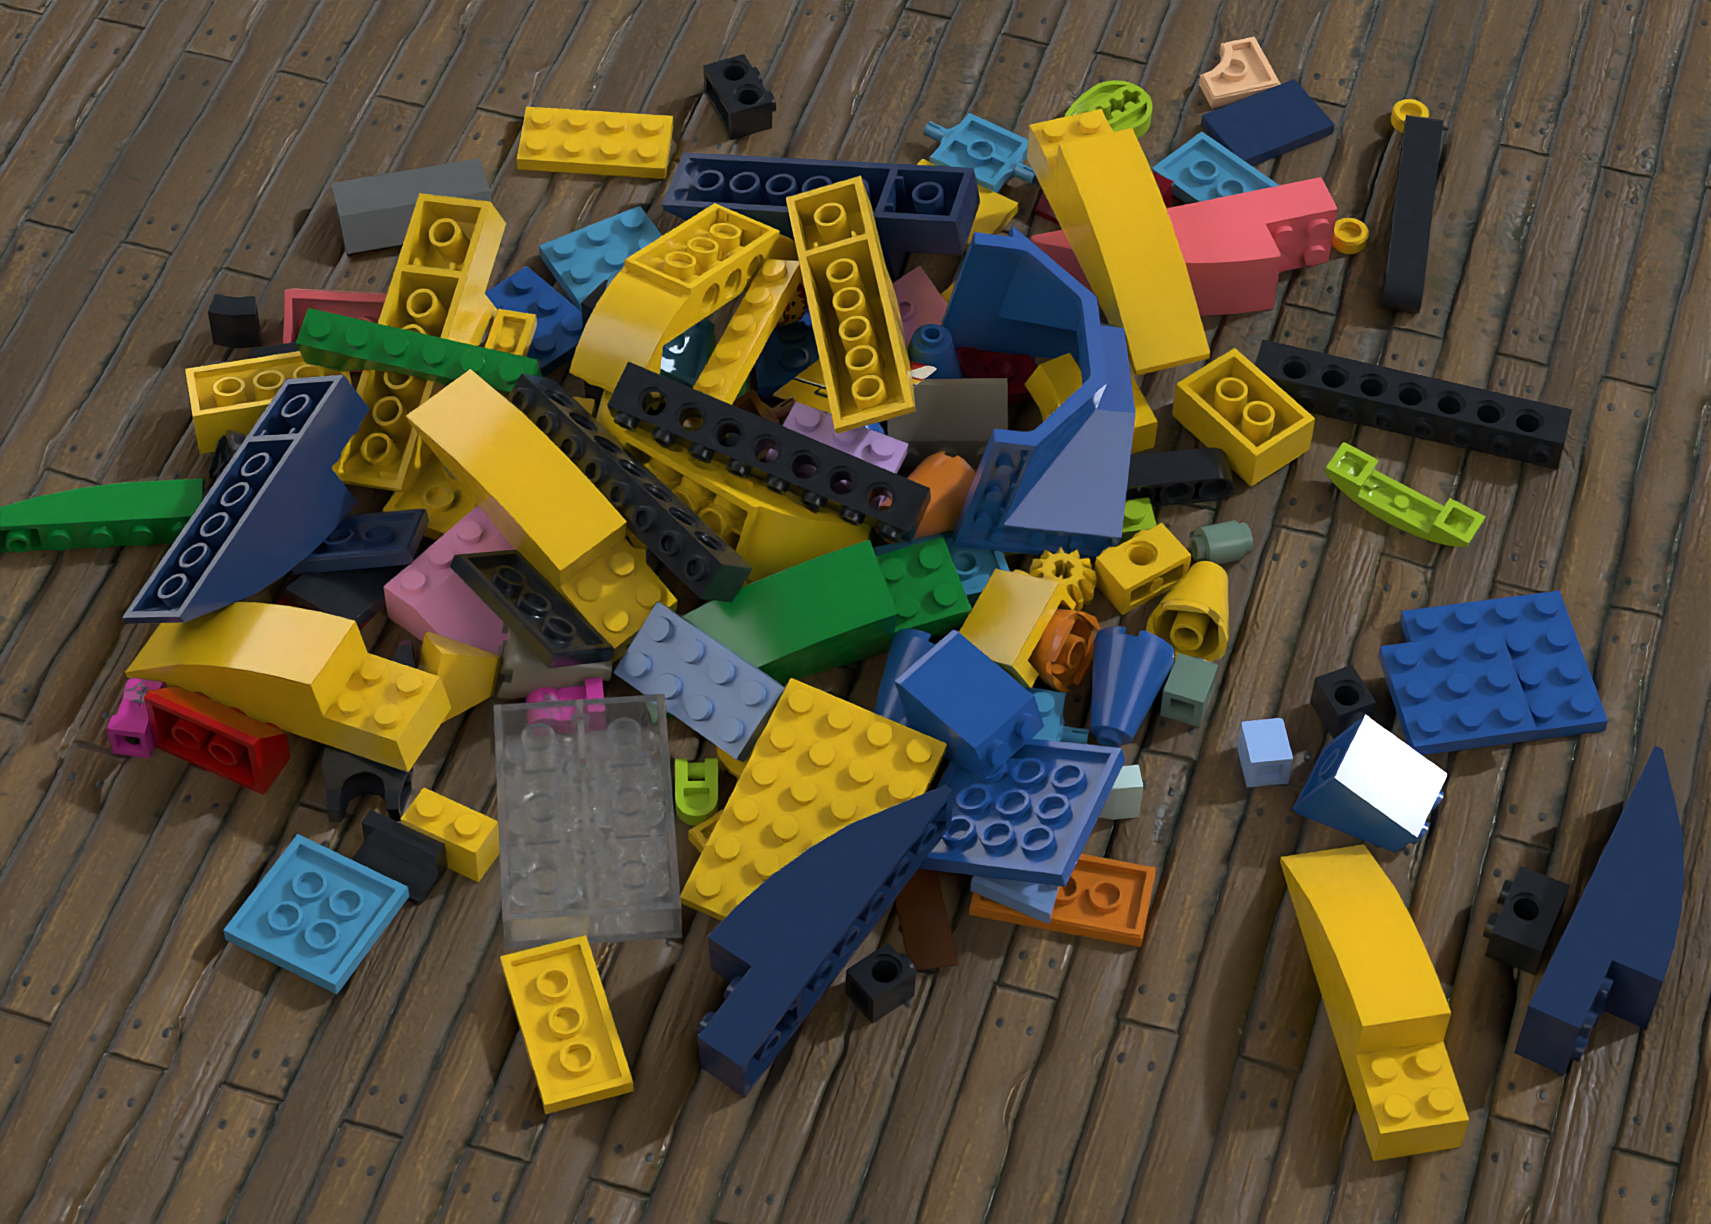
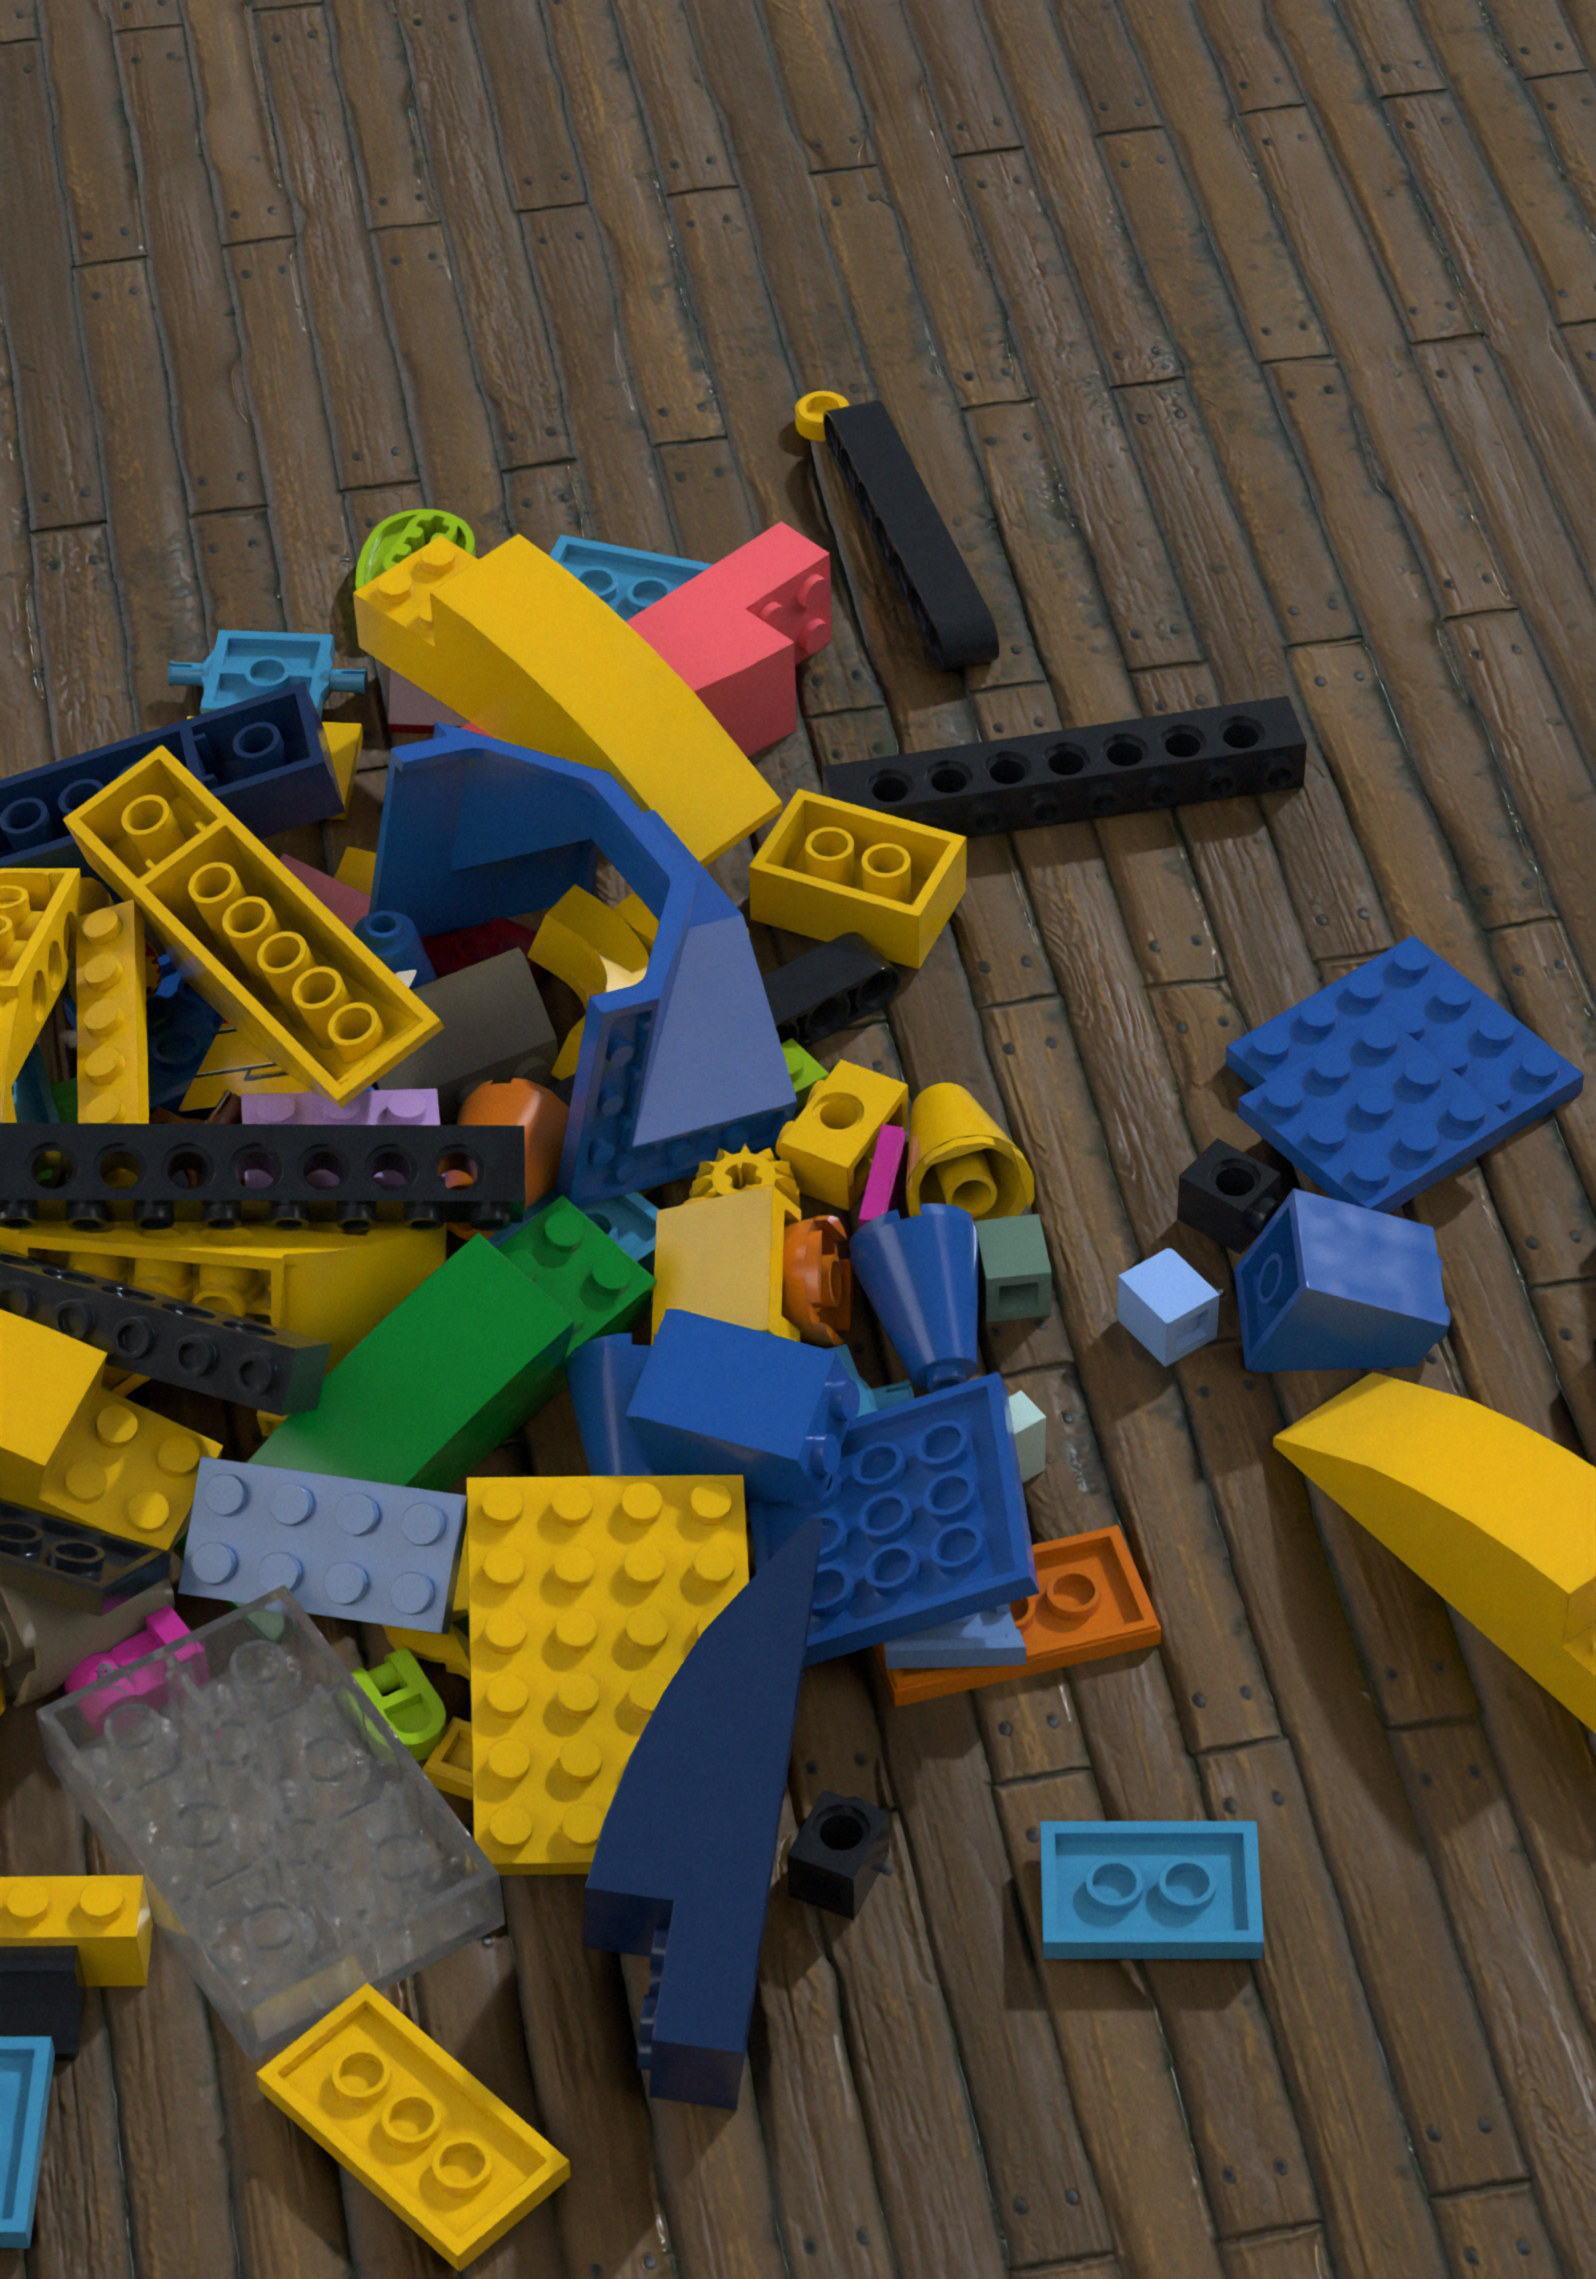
camera: 25 degrees left, 5 degrees down
(925, 922) = (845, 1748): reddish brown sticker -> none
(1041, 1084) = (1150, 1890): none -> dark azure plate
(1138, 612) = (886, 1174): none -> dark pink tile
(1221, 542) = (931, 1054): sand green brick -> none
(1239, 74) = (560, 447): light nougat tile -> none
(1268, 123) = (640, 492): dark blue tile -> none
(1350, 236) = (848, 596): yellow tile -> none
(1398, 504) = (1136, 913): lime slope -> none

